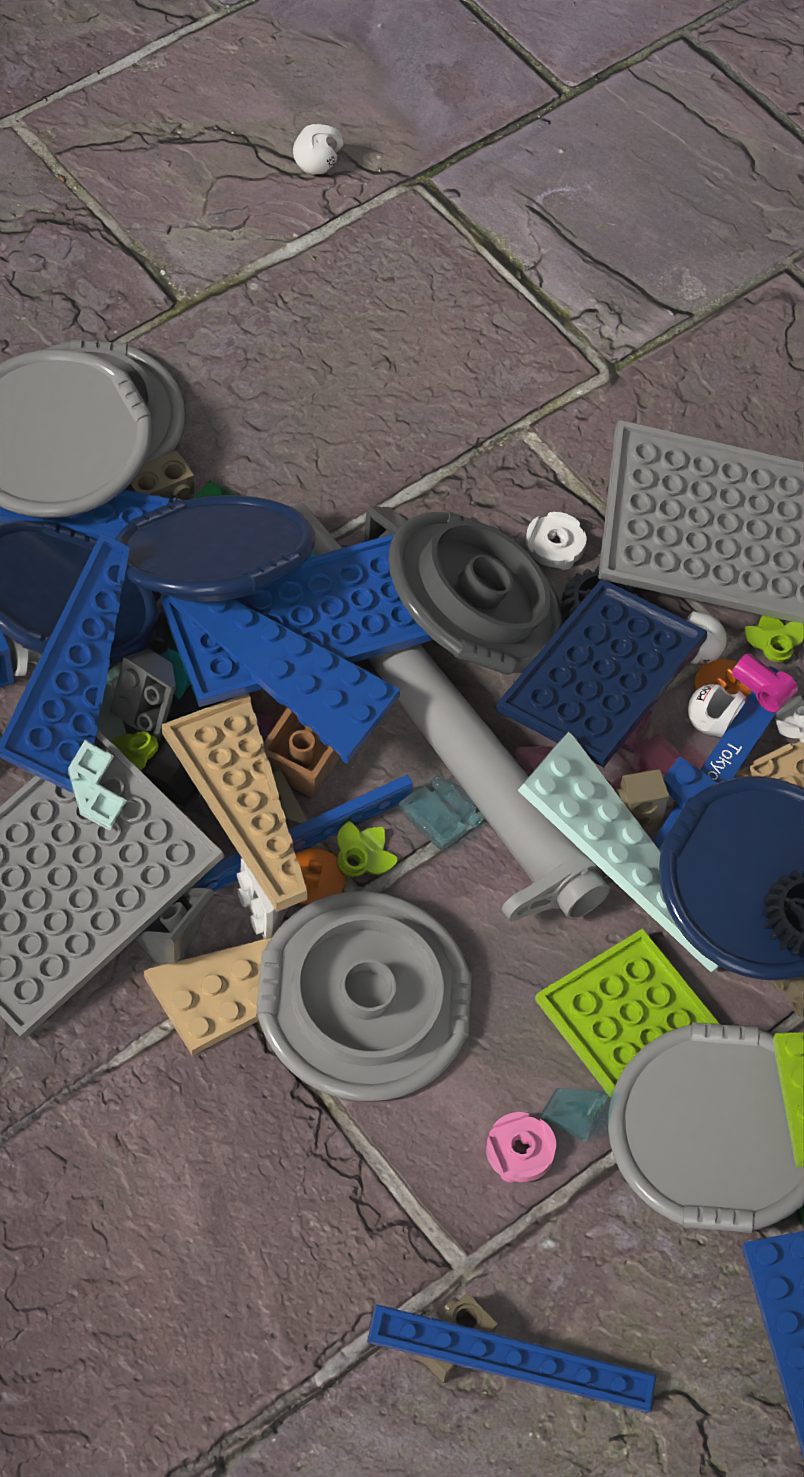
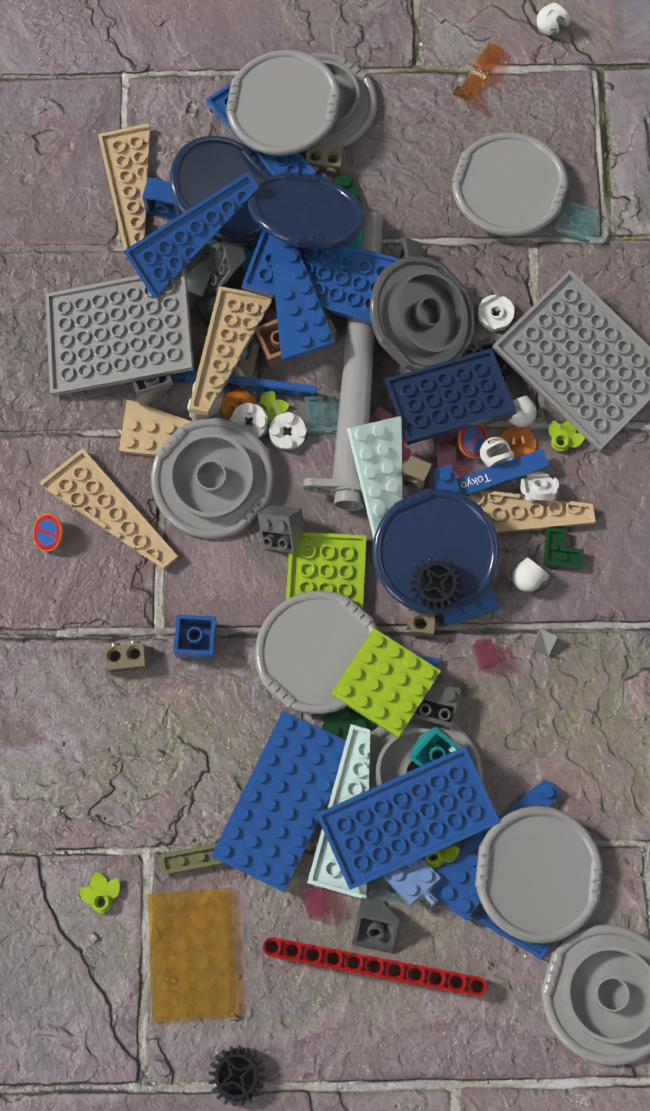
camera: 45 degrees right, 15 degrees up
(93, 799) = (159, 288): light aqua tile -> none
(136, 747) = (200, 290): lime plate -> none
(185, 1238) = (48, 532): none -> piece
(207, 1137) = (95, 496): none -> tan wing
(275, 261) = (479, 72): none -> clear orange piece
(347, 864) = (253, 411): none -> white plate
(398, 873) = (287, 421): none -> white plate
(438, 371) = (510, 184): none -> light grey piece
(511, 1164) = (230, 606): bright pink plate -> none
(511, 1358) = (138, 685): blue tile -> none
(523, 995) = (281, 528): none -> dark grey slope
(533, 1231) = (195, 637): none -> blue brick
(558, 370) = (576, 221): none -> clear light blue plate
(575, 1111) = (262, 598): clear light blue slope -> none
(673, 716) = (471, 440): none -> piece
(771, 688) = (529, 460): dark pink piece -> none

